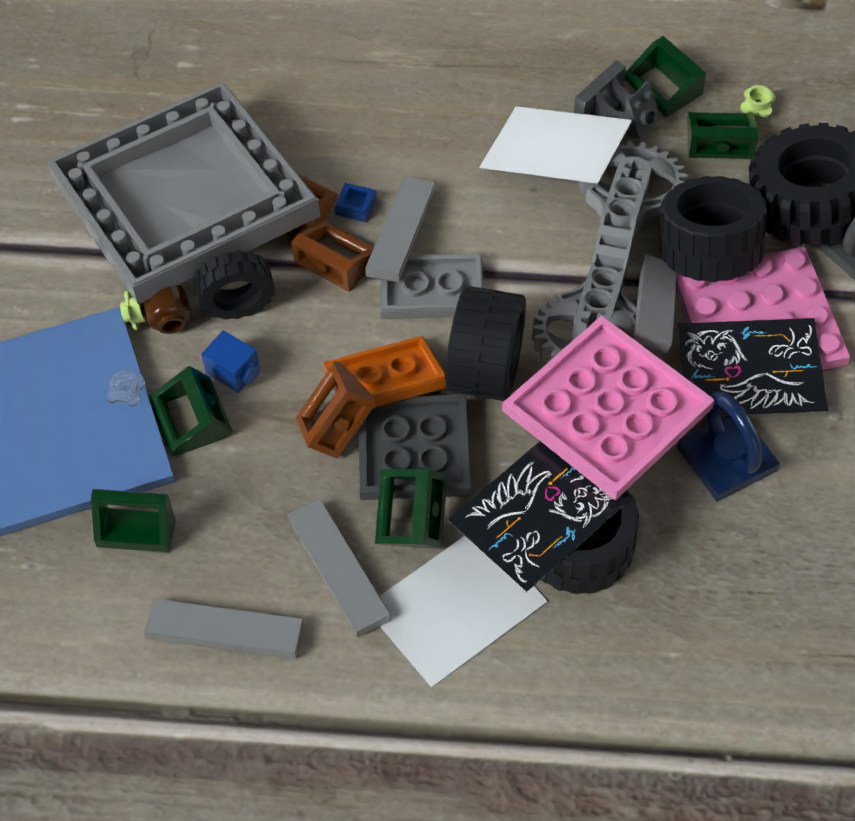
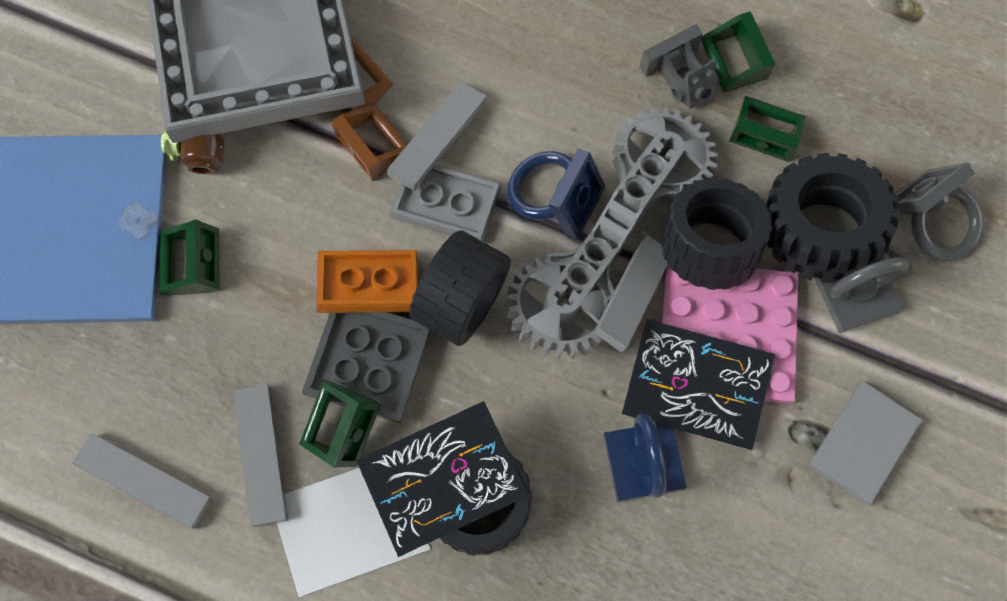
camera: 15 degrees right, 15 degrees up
(132, 527) = (97, 354): dark green tile -> none
(231, 361) = (239, 222): blue brick -> none
(233, 268) = (264, 150): black tyre -> none
(341, 416) = (313, 313): dark orange tile -> none
(355, 202) = (409, 92): blue tile -> none
(556, 144) = (609, 94): white sticker -> none
(561, 236) = (574, 195): none -> dark blue tile
(608, 406) = (540, 398): bright pink plate -> none
(758, 101) = (819, 98): yellowish green plate -> none

